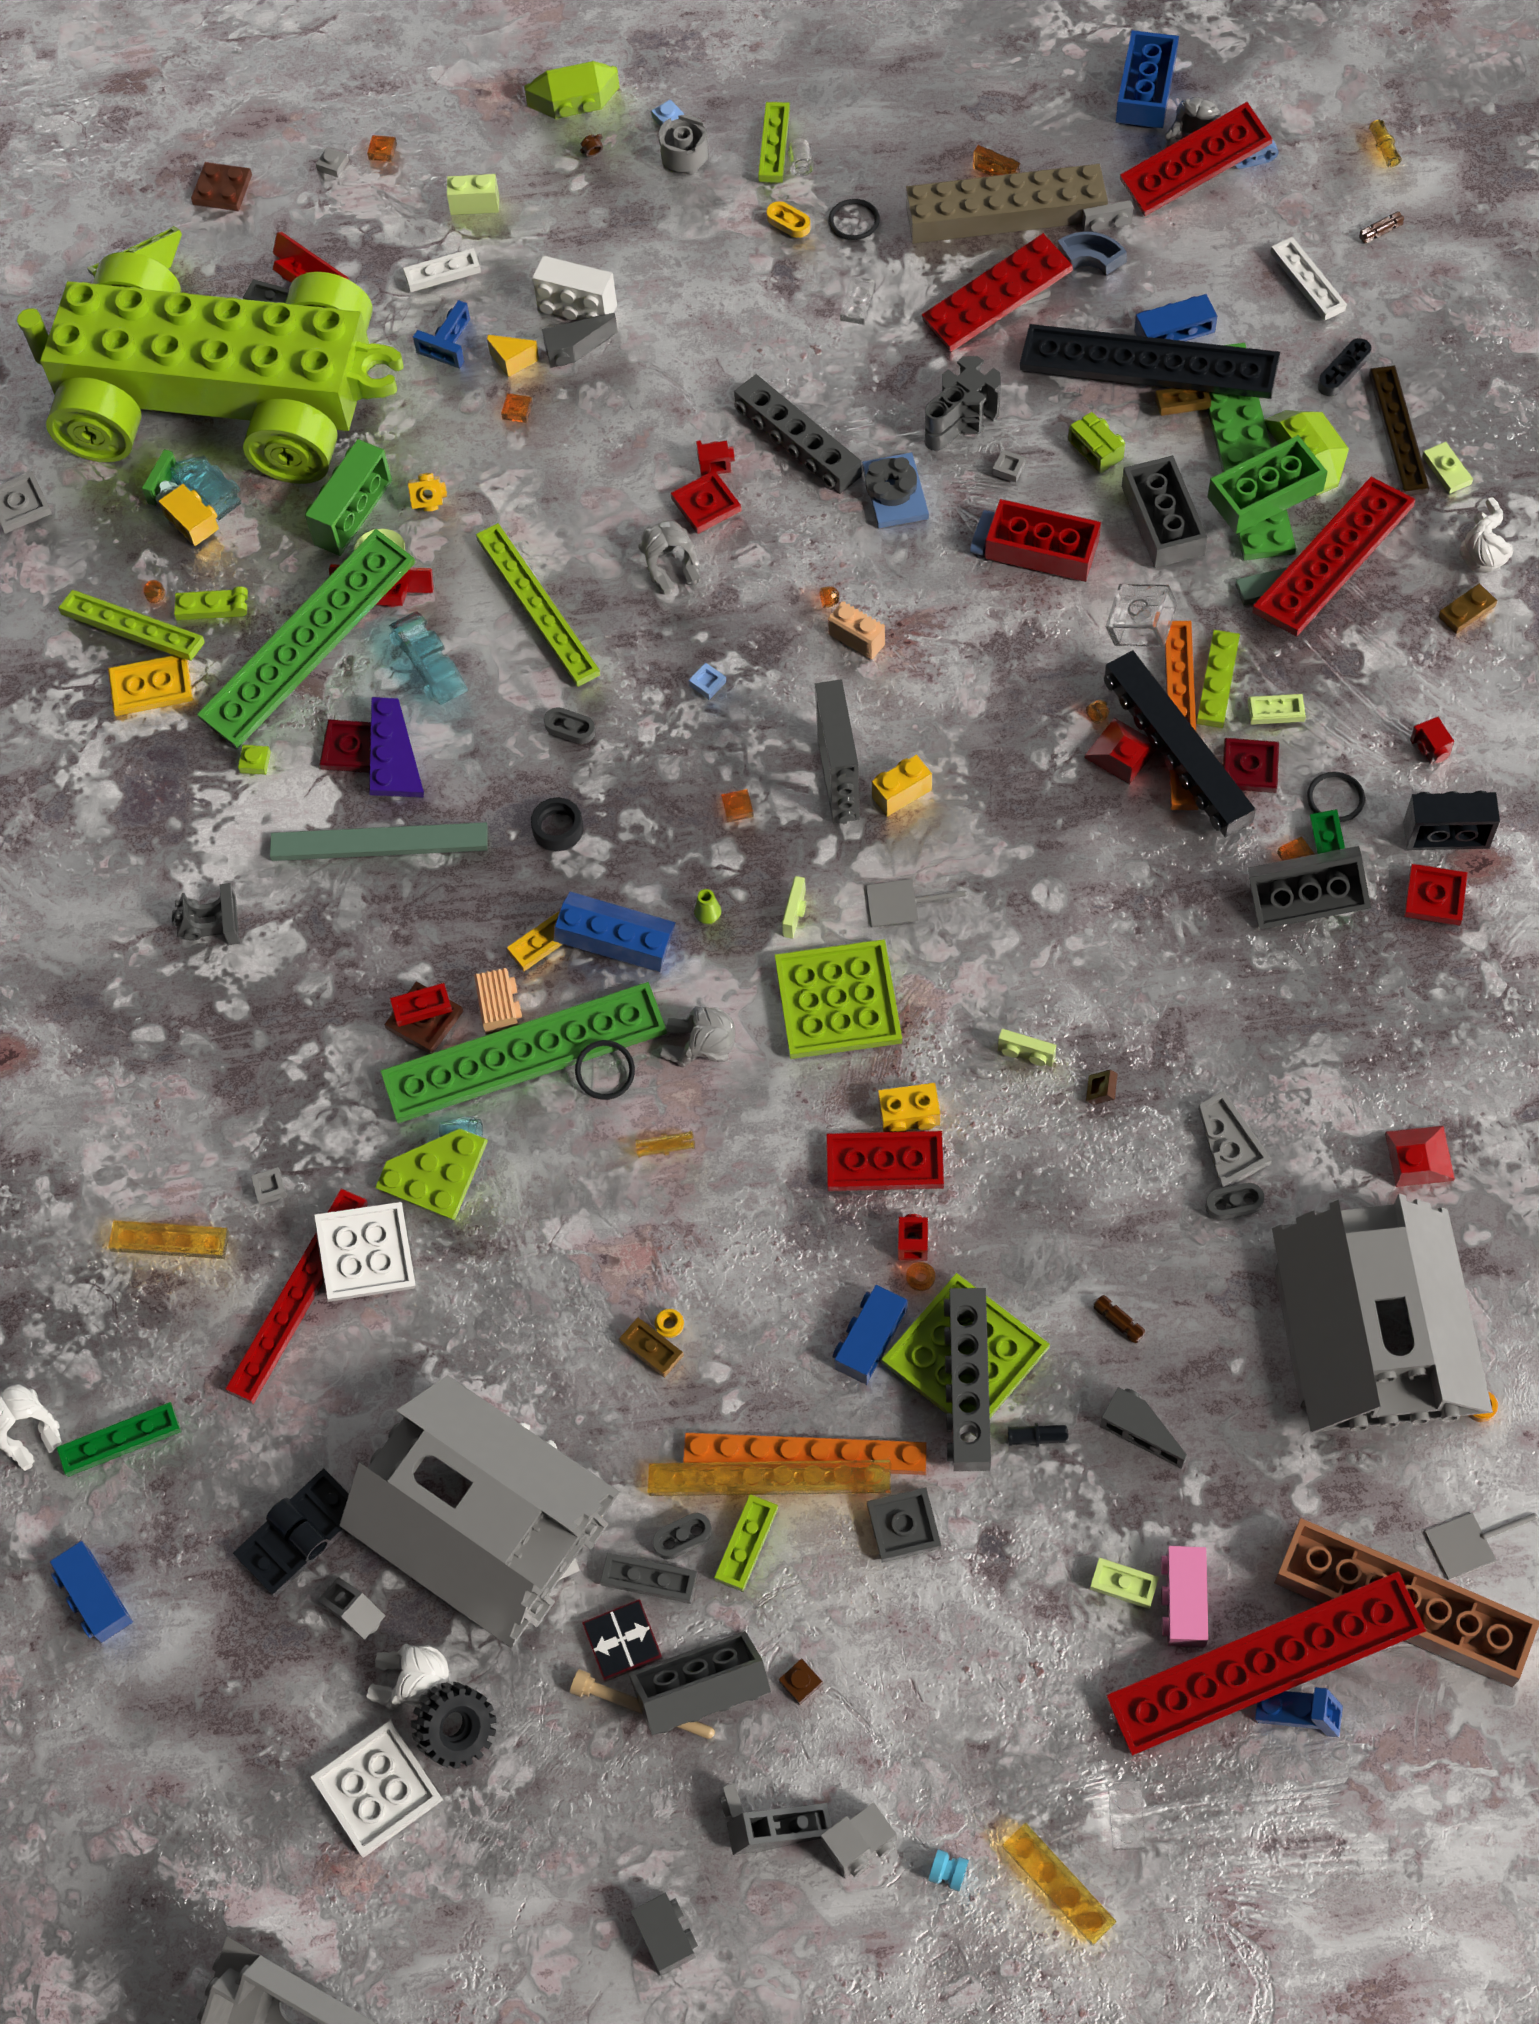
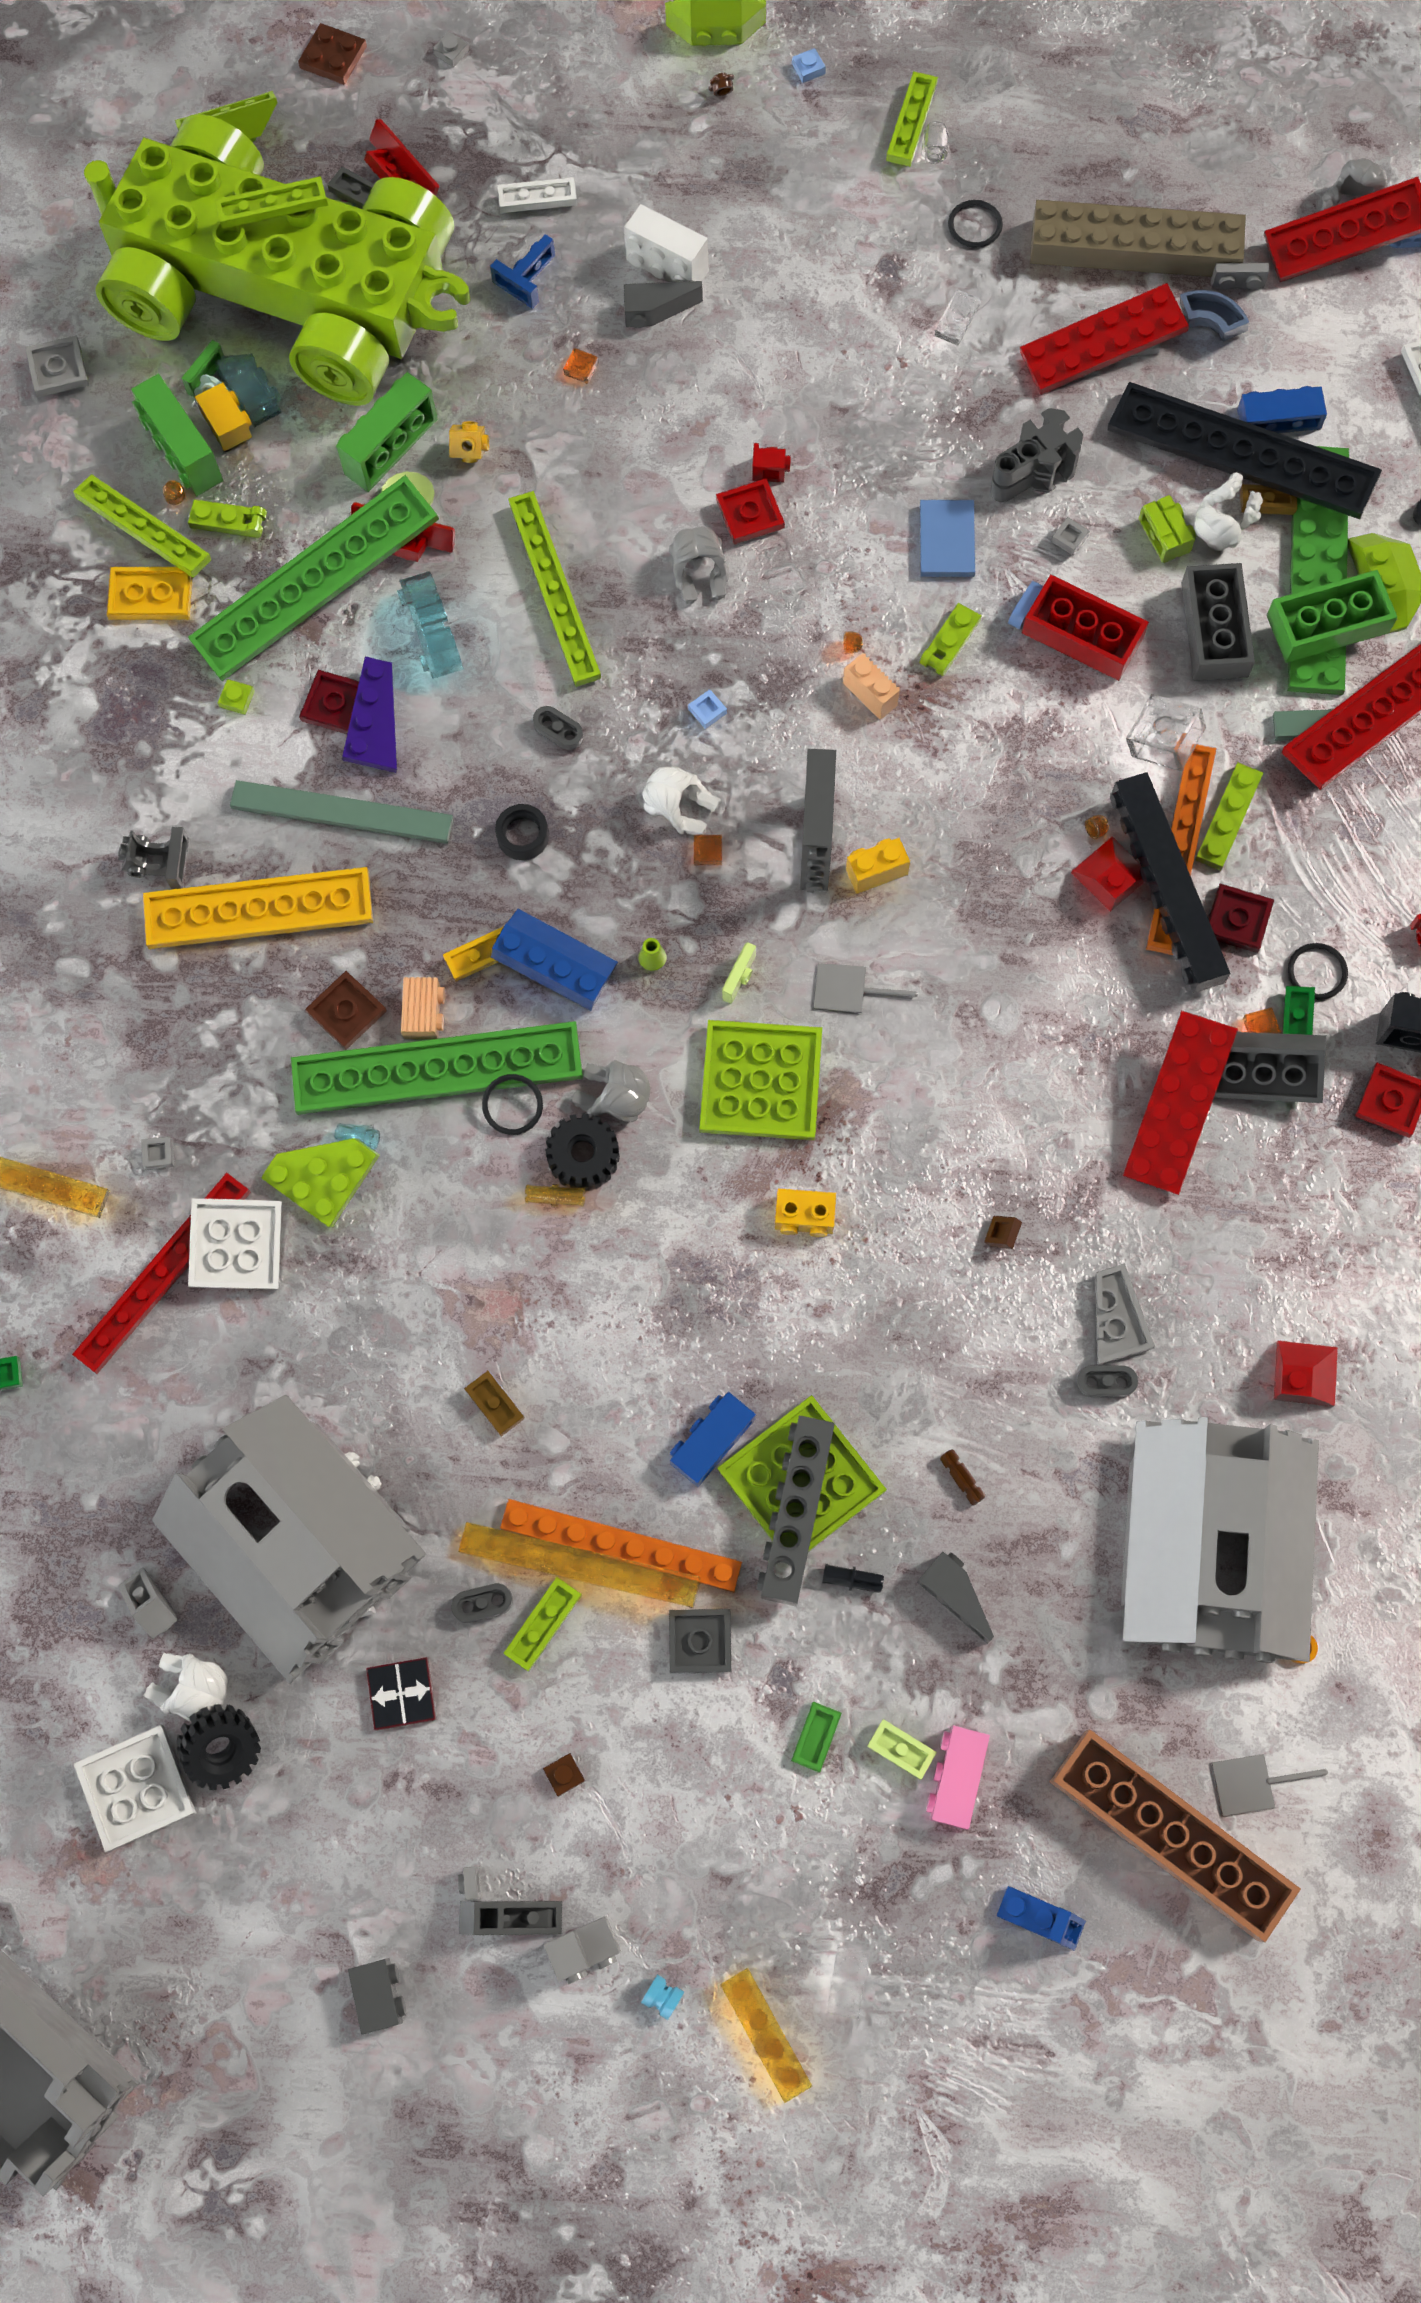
camera: 10 degrees right, 10 degrees up
(148, 538) = (176, 435): none -> bright green brick
(202, 311) = (271, 202): none -> lime plate
(295, 1533) = (109, 1515): black plate -> none
(317, 943) = (257, 908): none -> yellow plate
(382, 148) = (505, 43): clear orange plate -> none
(421, 1004) = (344, 998): red plate -> none
(473, 194) = (586, 116): yellowish green brick -> none
(512, 353) = (589, 304): yellow slope -> none
(585, 1685) = (356, 1731): tan piece -> none
(648, 1578) = (440, 1638): dark grey plate -> none
(669, 1315) = (511, 1375): yellow plate -> none
(683, 144) = (816, 103): light grey brick -> none
(685, 763) = (663, 798): none -> white hair
(685, 1117) = (582, 1173): none -> black tyre
(700, 1683) = (464, 1756): dark grey slope -> none
(792, 220) = (909, 210): yellow plate -> none
(797, 434) = (830, 401): dark grey brick -> none
(885, 1161) = (768, 1261): red plate -> none
(887, 469) = (944, 514): dark grey plate -> none
(913, 1248) = (777, 1335): red brick -> none
(920, 576) = (951, 639): none -> lime plate
(920, 1268) = (776, 1379): clear orange plate -> none
(993, 163) = (1135, 190): clear orange plate -> none
(1026, 1047) = (947, 1180): yellowish green plate -> none
(1038, 1591) = (816, 1737): none -> bright green tile
(1146, 431) = (1219, 529): none -> white hair
(1147, 79) = (1319, 126): blue brick -> none
(1239, 935) = (1180, 1102): none -> red plate
(1266, 1663) = (1020, 1867): red plate -> none
(1276, 709) = (1280, 863): yellowish green plate -> none

